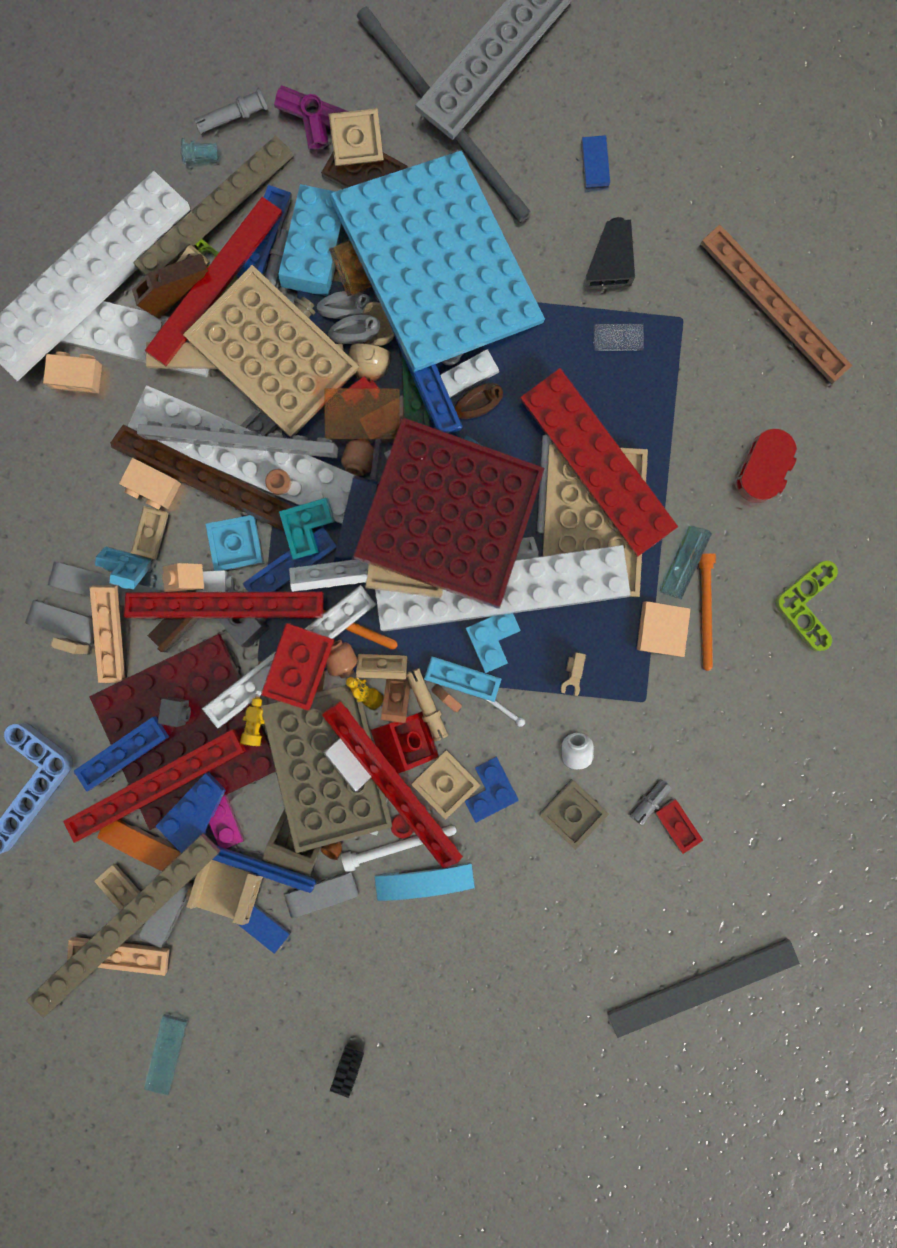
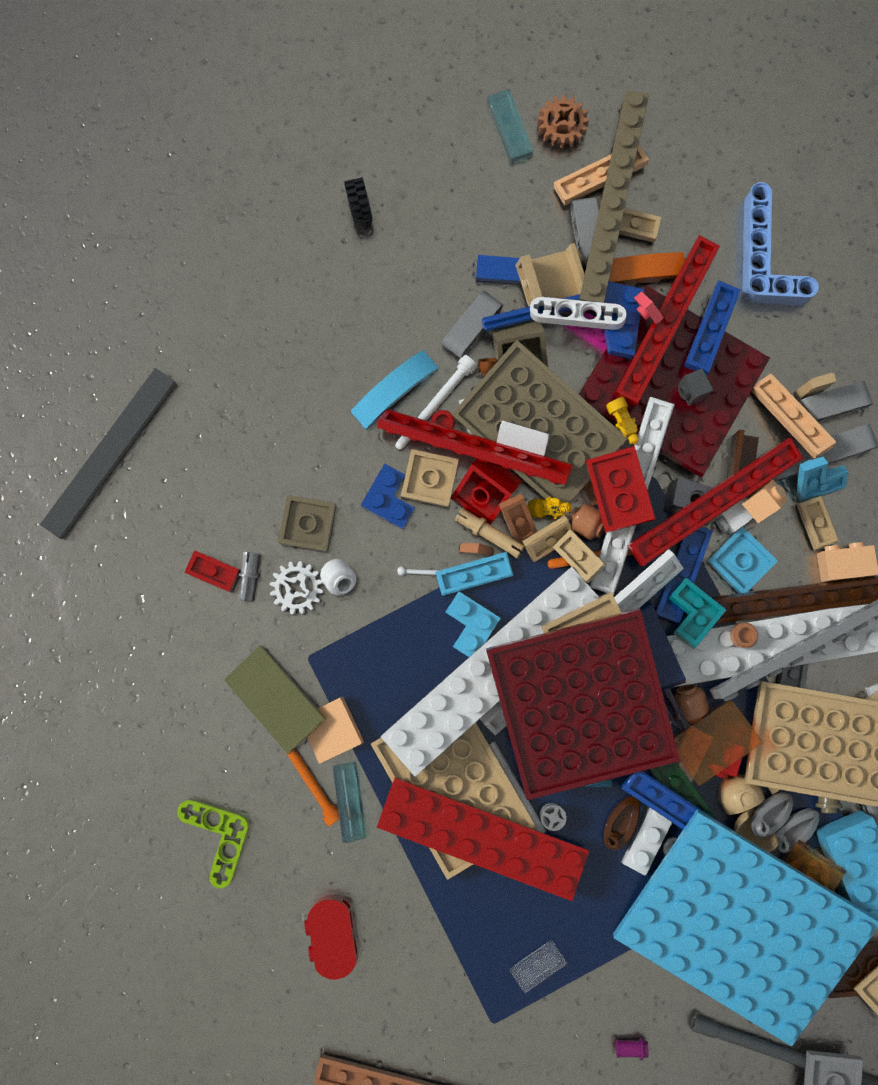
camera: 150 degrees right, 5 degrees down
(111, 1035) = (563, 123): none -> nougat gear
(166, 805) = (647, 308): none -> coral plate
(231, 838) = (578, 308): none -> white beam
(367, 635) = (579, 556): none -> tan plate
(530, 438) = (556, 818): none -> light grey wheel
(575, 667) = (385, 645): tan plate -> none
(586, 229) = (632, 1048): none -> magenta pin
(613, 256) = (591, 1038): black slope -> none
(628, 760) = (291, 598): none -> white gear
(694, 684) = (275, 699): none -> olive tile

